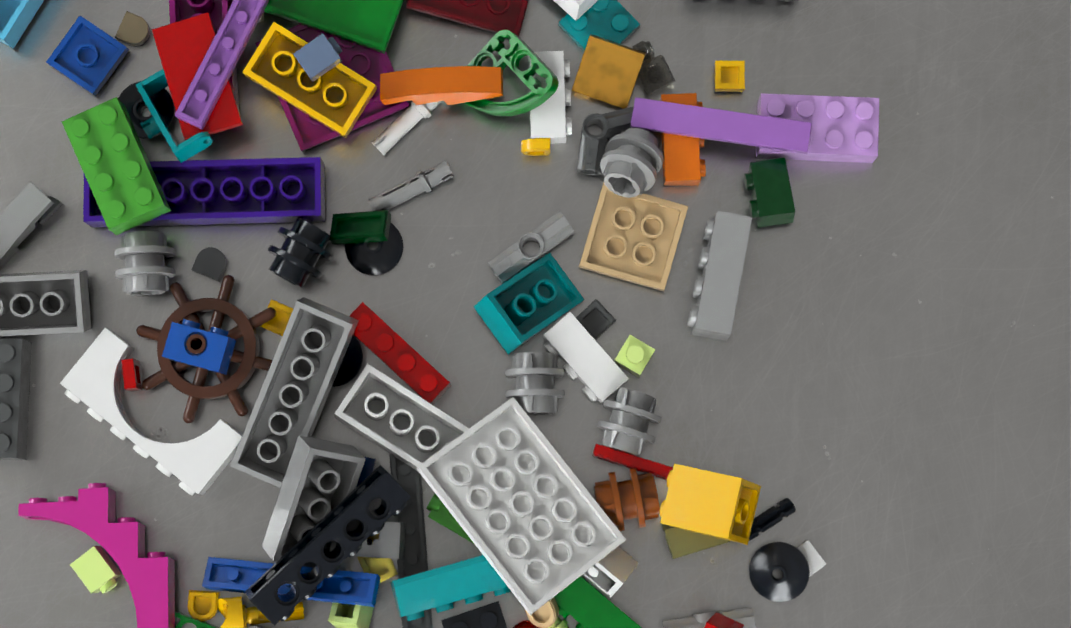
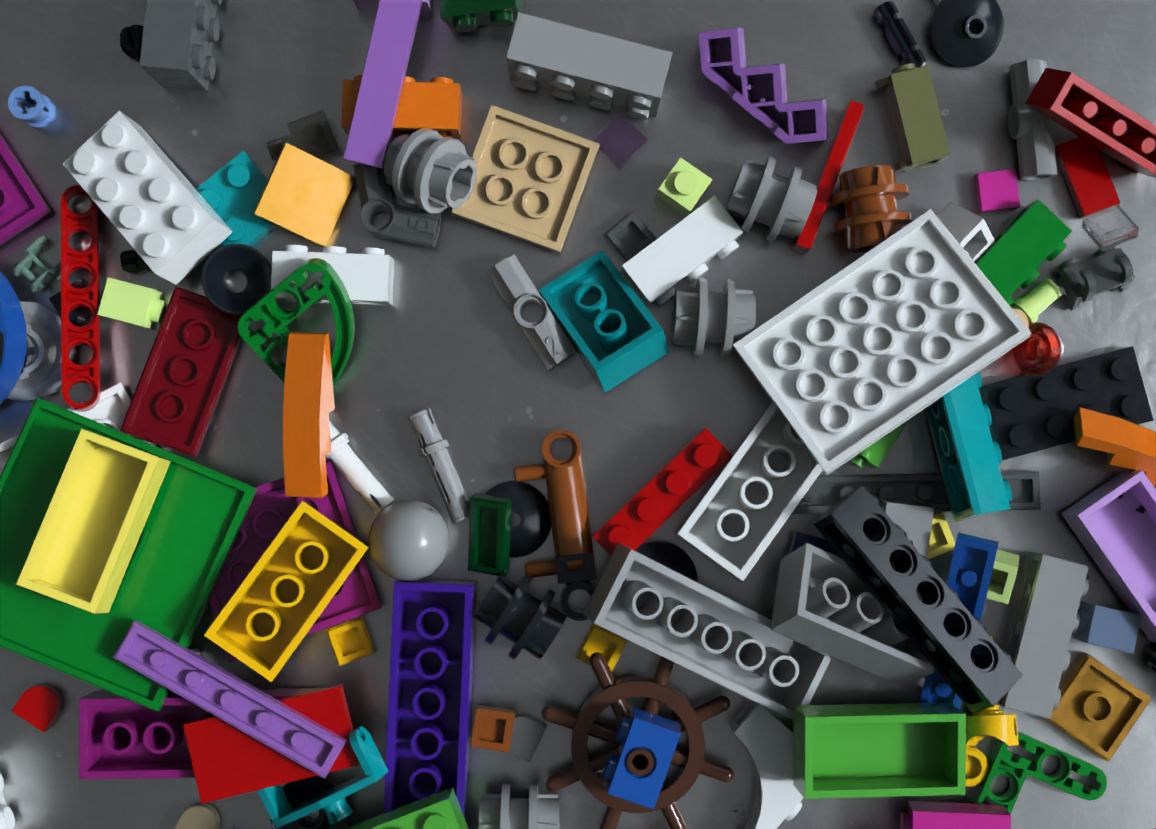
camera: 95 degrees left, 5 degrees up
(213, 524) = (879, 750): none -> bright green piece
(215, 239) = (493, 728): none -> dark orange tile
(275, 131) = (351, 640): none -> yellow tile
(319, 56) = (258, 575): sand blue brick -> none
(347, 292) = (569, 521): none -> dark orange piece
(352, 166) = (408, 540): none -> light grey piece
(536, 147) = (398, 297): yellow tile -> none
(558, 26) = (241, 258): none -> black piece
(652, 603) = (996, 191): none -> dark pink tile
(669, 307) = (620, 140): none -> clear purple tile
(710, 503) = (889, 101): yellow slope -> none
(715, 410) = (760, 88): none -> medium lavender brick
(729, 76) = (321, 39): yellow plate -> none

